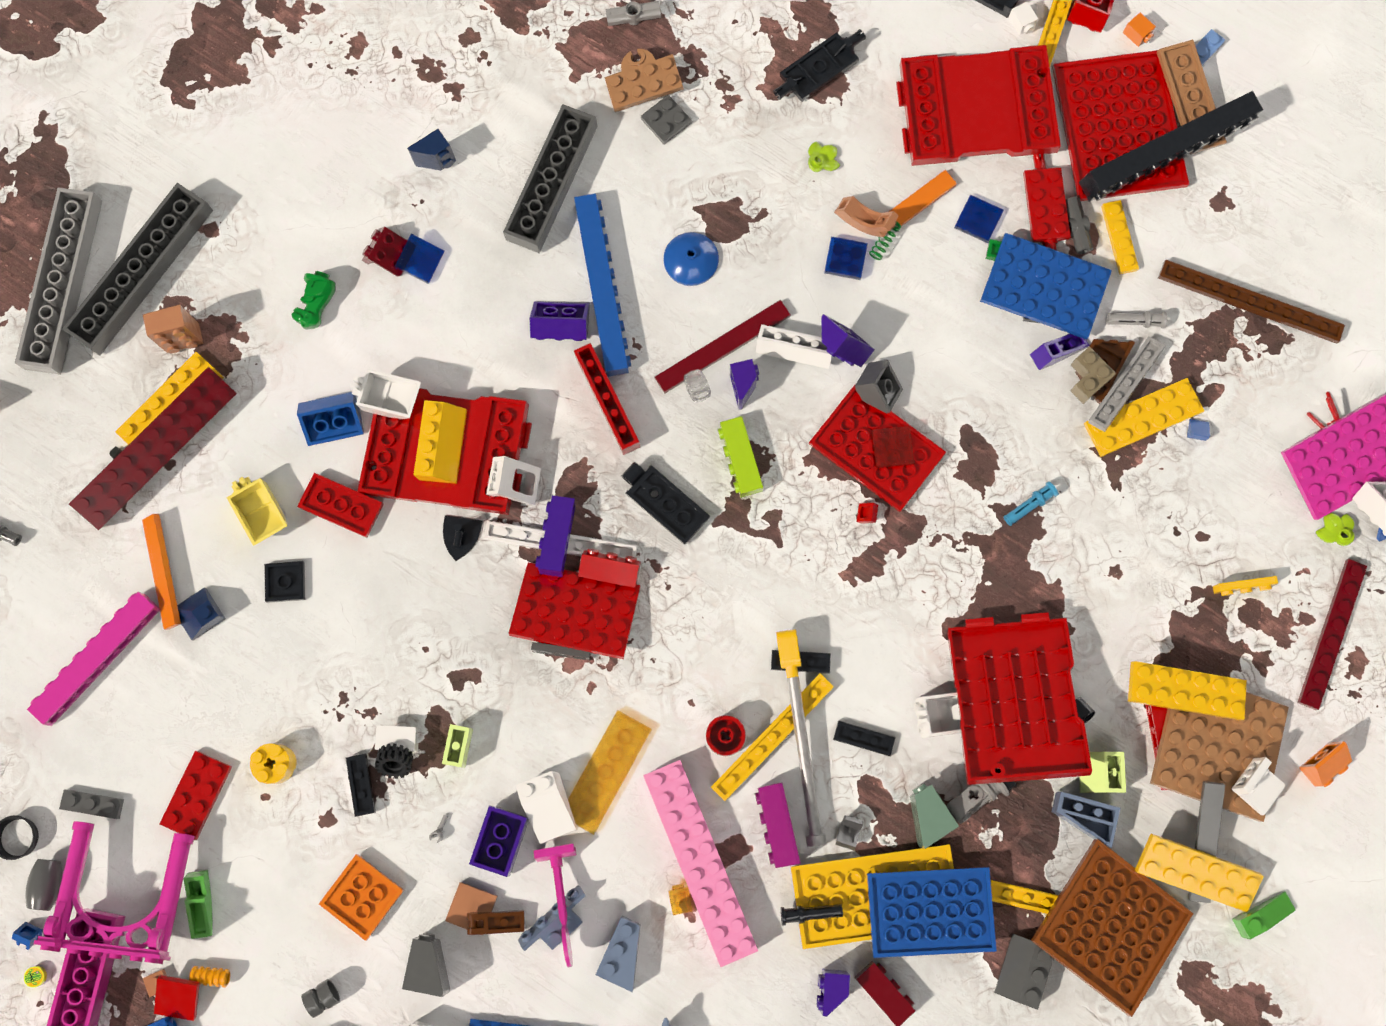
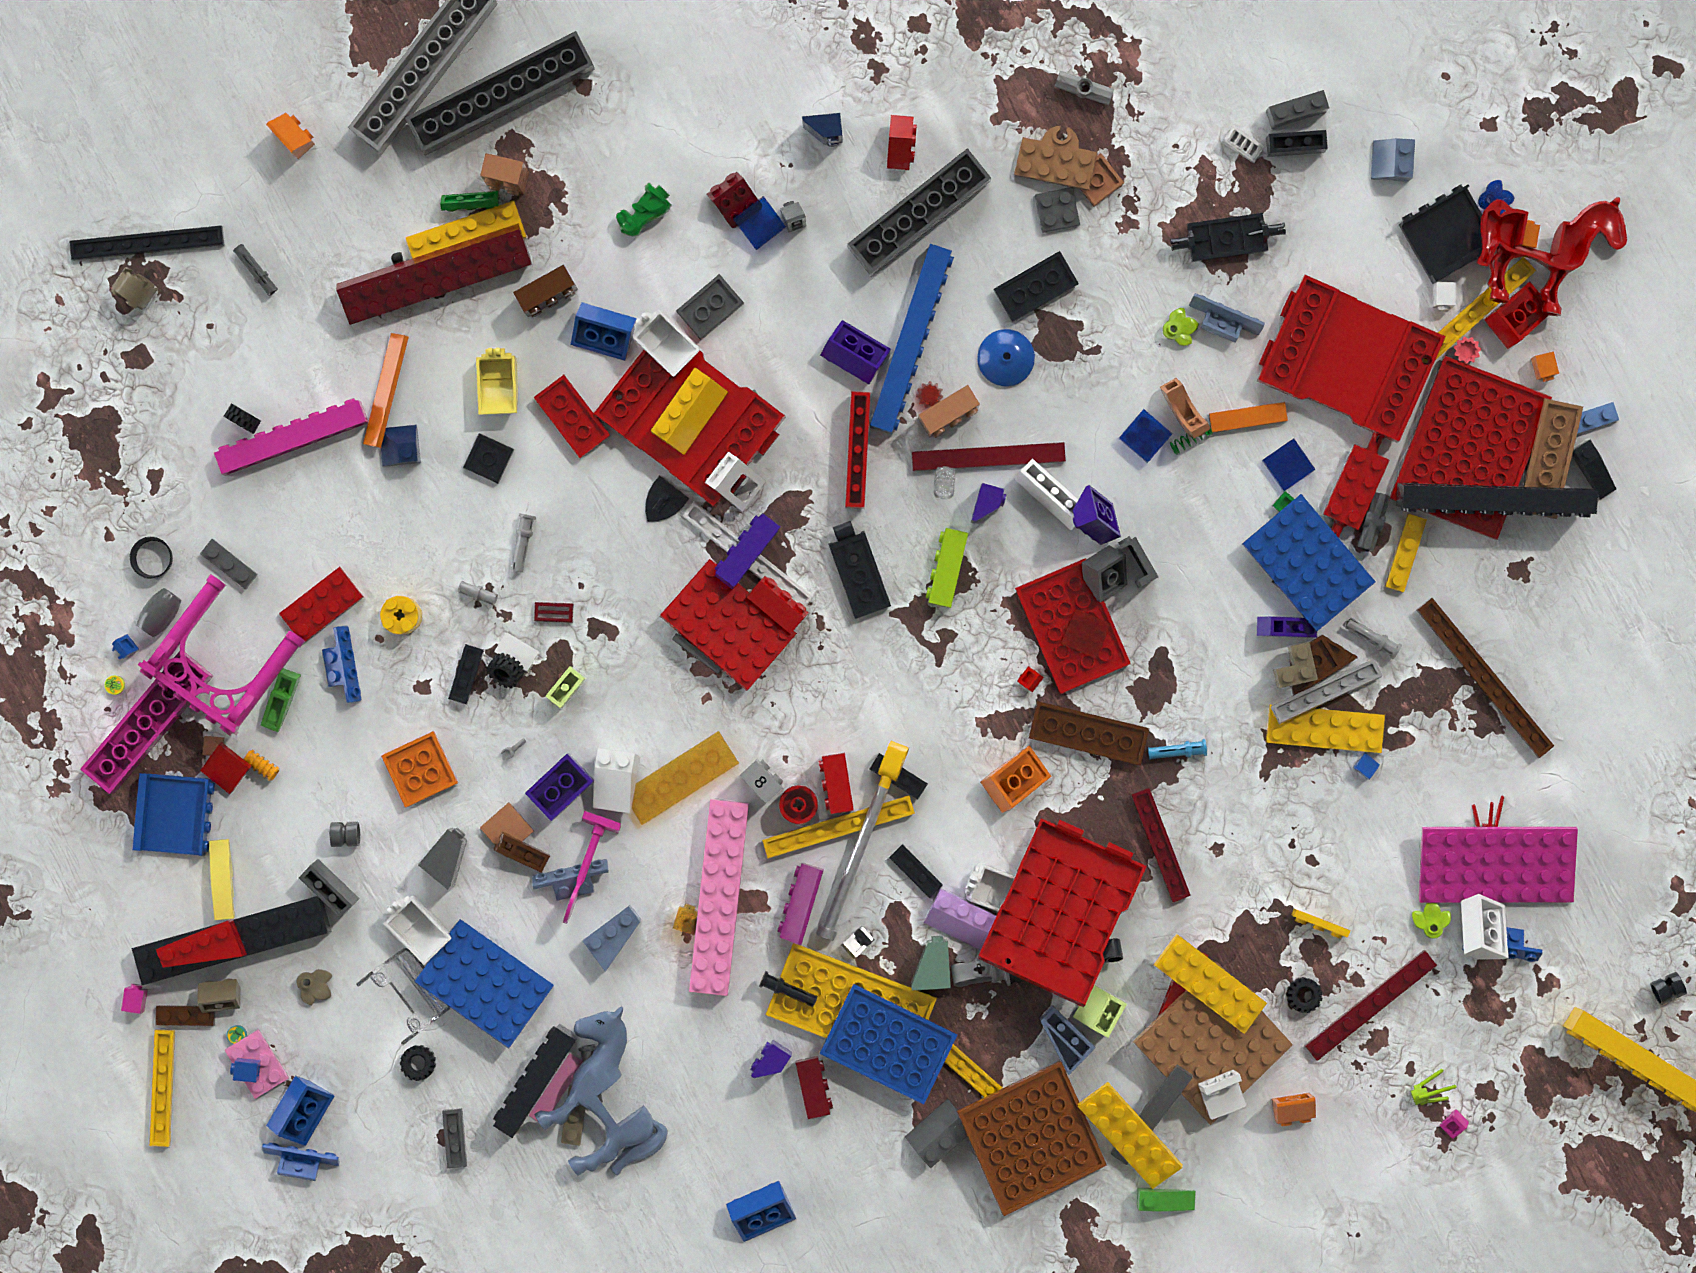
camera: 25 degrees right, 10 degrees up
(39, 664) = (242, 418): none -> black tyre
(157, 372) = (469, 201): none -> green plate
(241, 840) = (341, 665): none -> blue bracket
(261, 409) = (546, 291): none -> reddish brown brick
(334, 705) = (477, 593): none -> light grey pin
(350, 629) = (524, 533): none -> light grey pin
(414, 350) = (710, 307): none -> dark grey tile
(427, 678) = (537, 611): none -> dark red tile
(446, 236) = (793, 216): none -> dark grey slope
(502, 126) = (901, 139): none -> red brick
(643, 323) = (929, 394): none -> clear red piece
(667, 324) = (949, 412): none -> nougat brick
(680, 732) = (761, 780): none -> light grey brick
(683, 187) = (1036, 286): none -> black plate
(692, 79) = (1103, 182): none -> nougat tile
(749, 697) = (836, 783): none -> red brick
(857, 130) = (1224, 320): none -> sand blue bracket
(903, 358) = (1141, 559): none -> dark grey panel
(905, 607) = (1015, 779): none -> orange slope
(929, 759) = (960, 918): none -> lavender slope
(945, 531) = (1088, 733): none -> reddish brown plate
(1066, 594) = (1160, 845): none -> dark red plate
(1068, 50) = (1467, 350): none -> coral piece
(1226, 84) = (1593, 468): none -> black slope
(1278, 648) = (1315, 999): none -> black tyre

